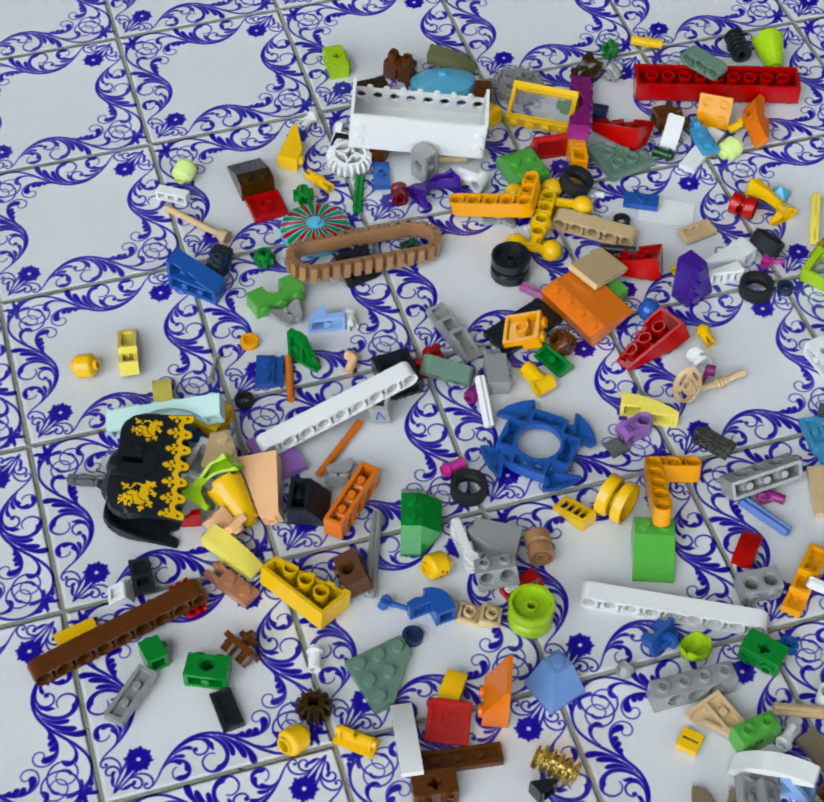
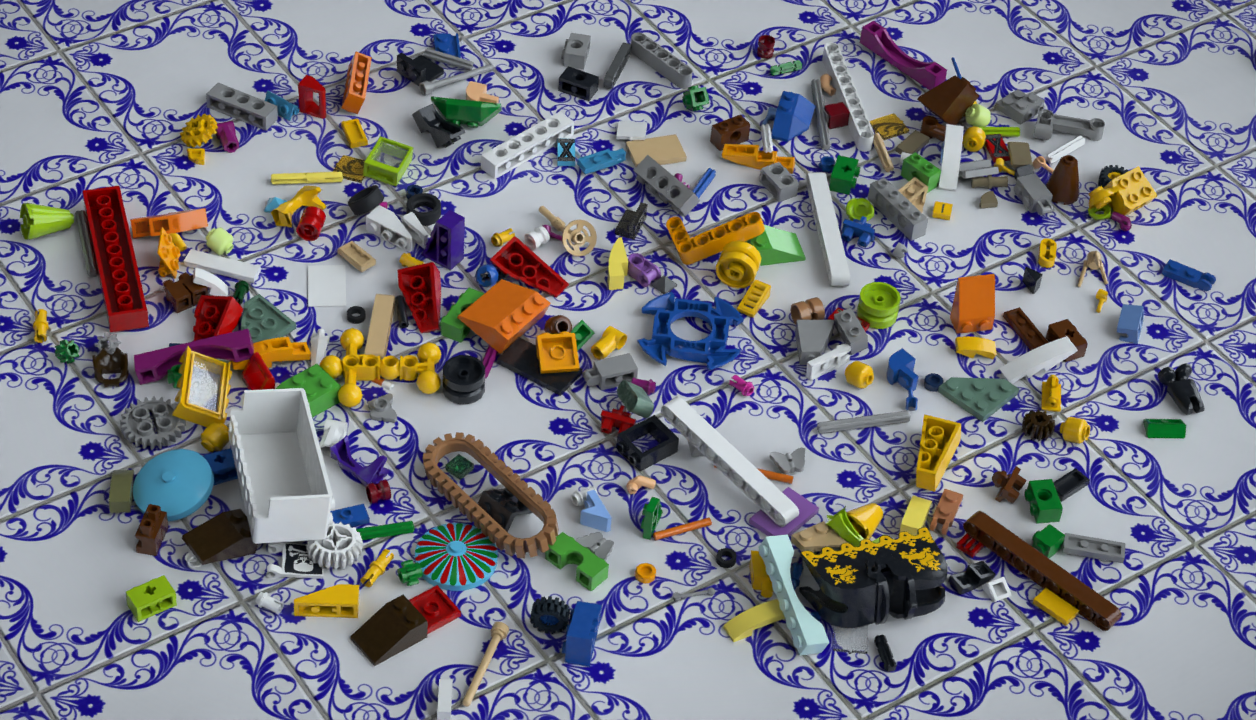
camera: 110 degrees left, 5 degrees down
(85, 365) = (744, 696): yellow head -> none
(128, 352) = (706, 666): light yellow slope -> none
(184, 171) = (404, 695): yellowish green head -> none
(226, 521) = (891, 518): light nougat brick -> none
(264, 258) = (523, 585): green gear -> none
(265, 484) = (817, 504): light nougat slope -> none
(269, 371) = (680, 546): blue plate -> none
(307, 502) = (838, 475): black slope -> none
(314, 658) = (986, 437): white pin -> none
(351, 500) = (821, 439): orange brick -> none
(352, 572) = (907, 416): reddish brown brick -> none
(419, 521) = (811, 398): green wedge -> none
(424, 162) = (335, 467): light grey brick -> none
(448, 722) = (1004, 342): red tile -> none
(453, 333) = (572, 413): light grey slope -> none
(469, 475) = (764, 360): black tyre -> none
(480, 89) = (184, 439): reddish brown brick -> none
(484, 401) = (656, 372): white axle -> none
(485, 616) = (890, 341): tan slope -> none
(499, 205) = (373, 374): light orange beam -> none
(555, 682) = (932, 289): medium blue slope -> none
(555, 765) = (1009, 273): clear yellow piece -> none
(579, 173) = (323, 342): black tyre -> none
(597, 268) = (459, 303): tan tile -> none
(641, 201) = (322, 302): blue plate -> none
(702, 138) = (211, 261): dark azure hinge -> none
(703, 62) = (103, 255): sand green beam -> none
(737, 45) = (35, 248): black piece -> none
(746, 549) = (748, 190): red slope -> none

